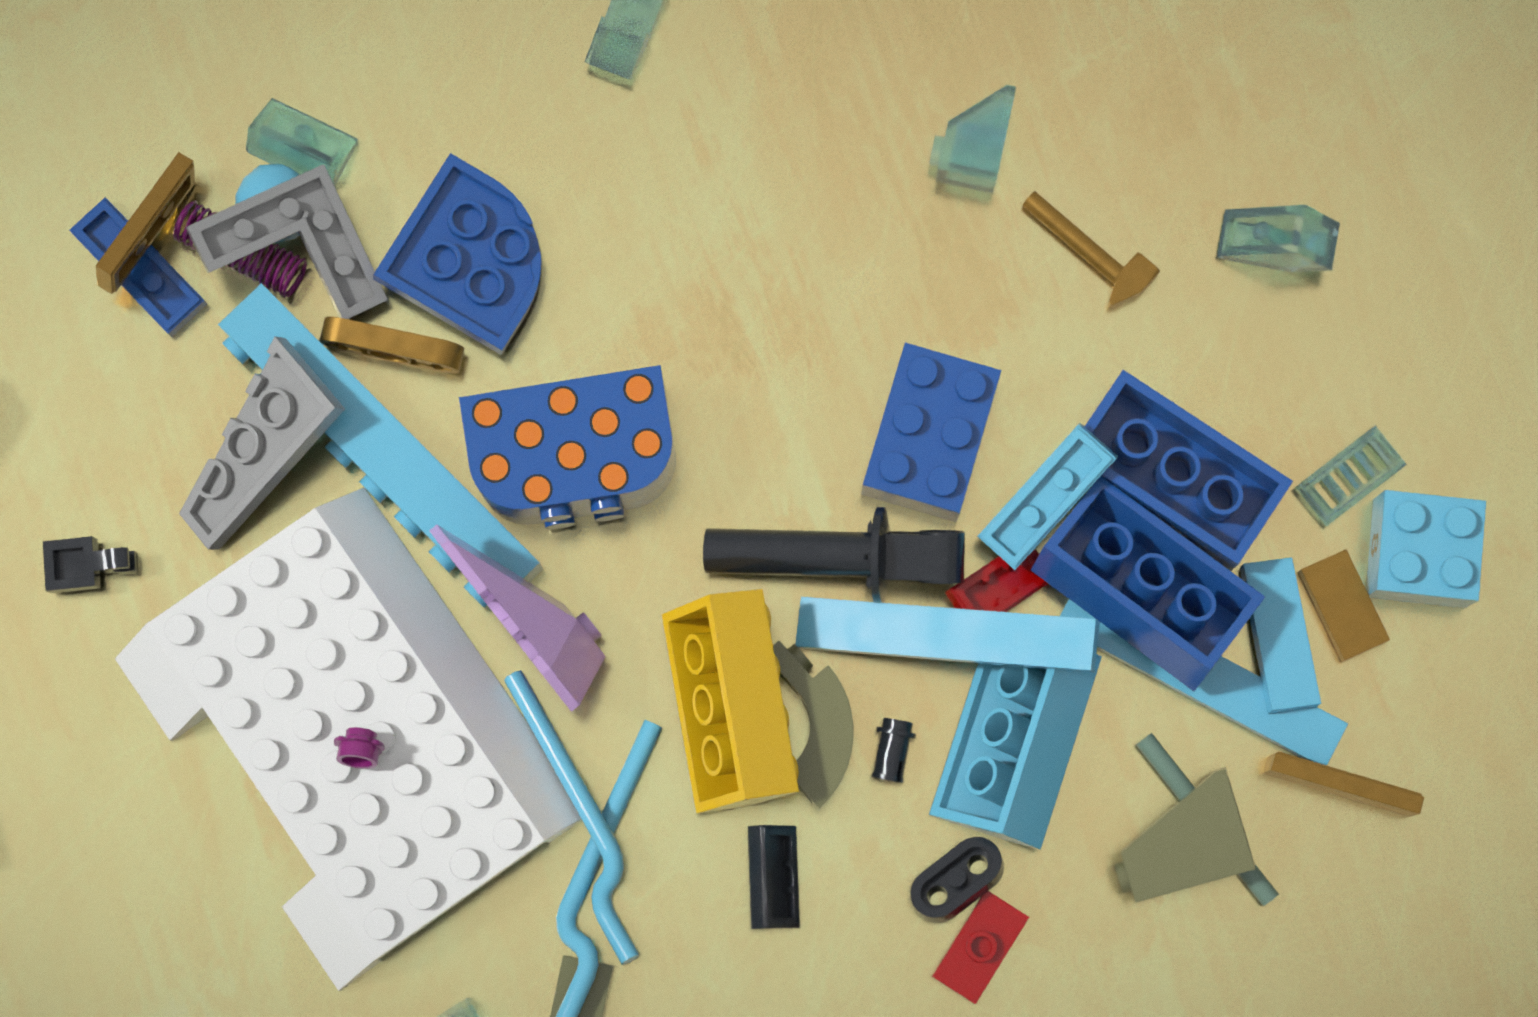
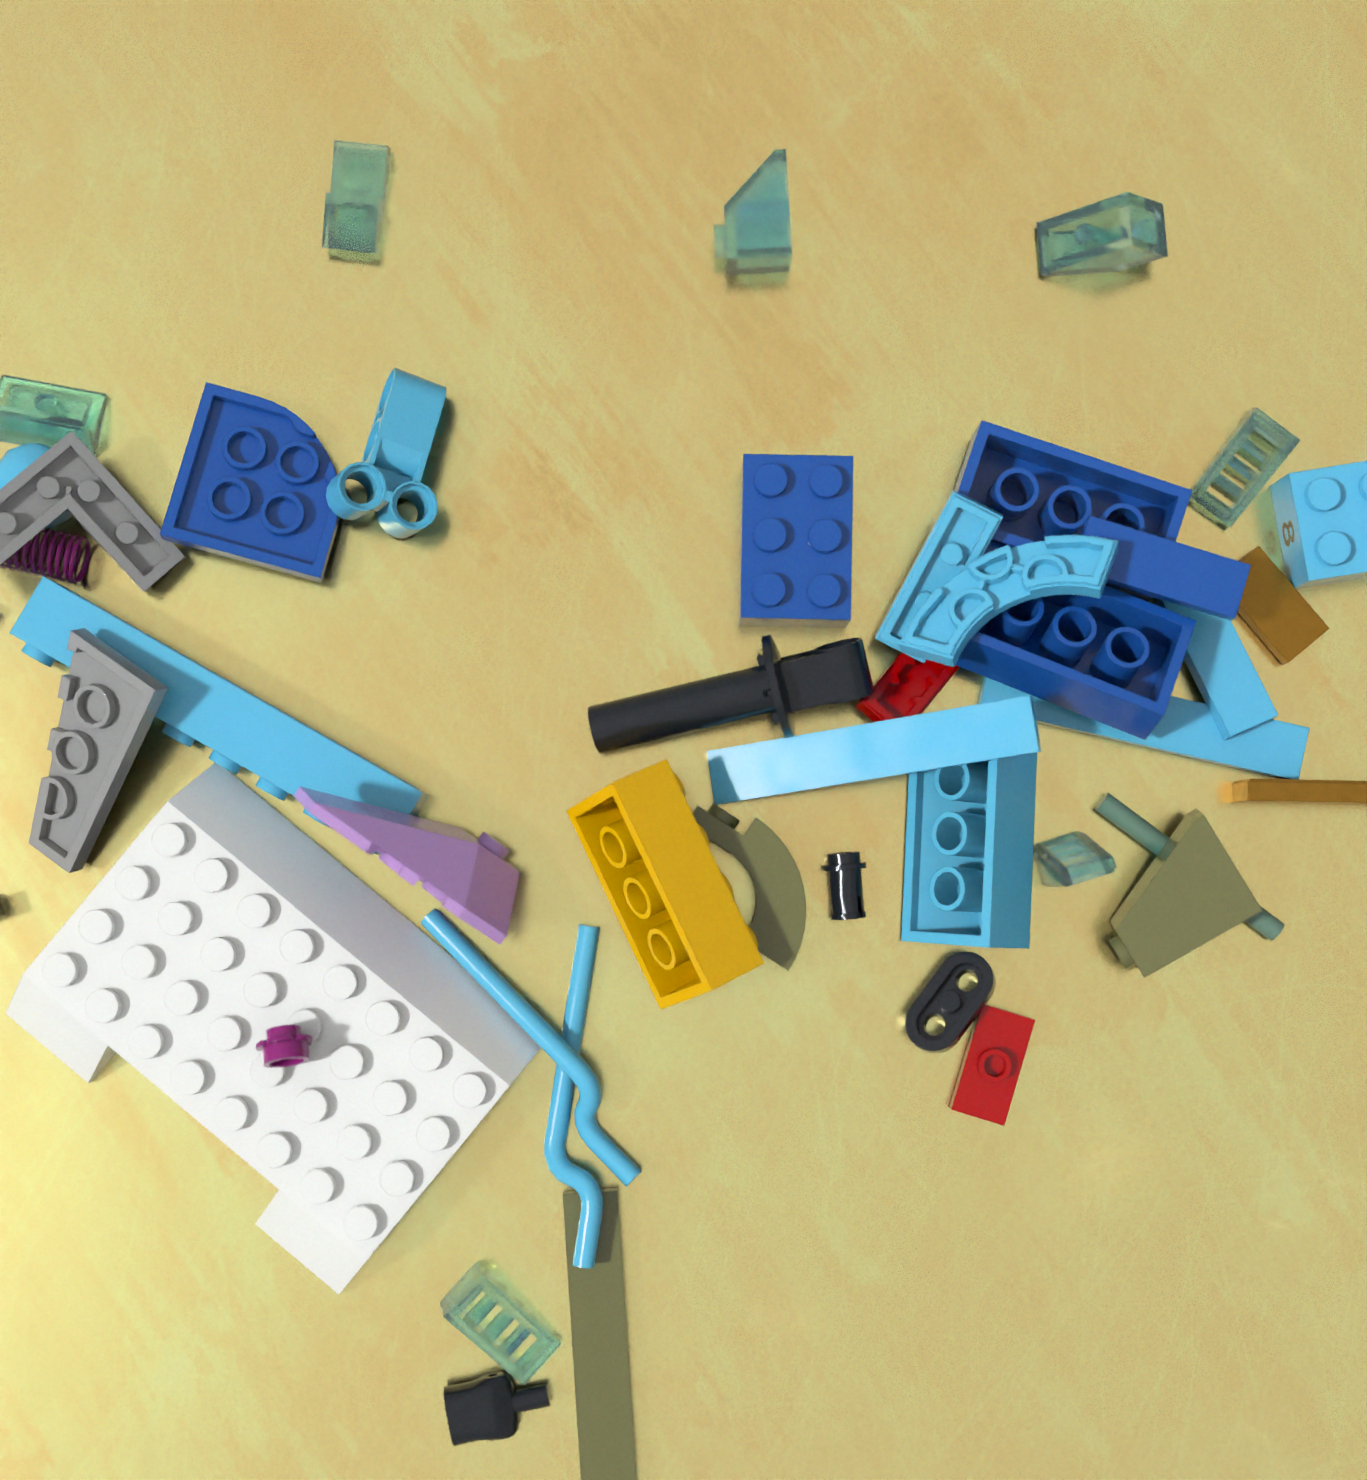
camera: 15 degrees left, 5 degrees up
(391, 345) = (202, 603): pearl gold beam -> none
(571, 447) = (420, 660): blue brick -> none
(597, 263) = (395, 457): none -> medium azure piece
(773, 877) = (759, 1053): black plate -> none
(1098, 781) = (1071, 860): none -> clear light blue slope
(1099, 514) = (1001, 581): none -> medium azure tile
(1127, 280) = (956, 325): pearl gold piece -> none
(1245, 541) = (1172, 570): none -> blue tile

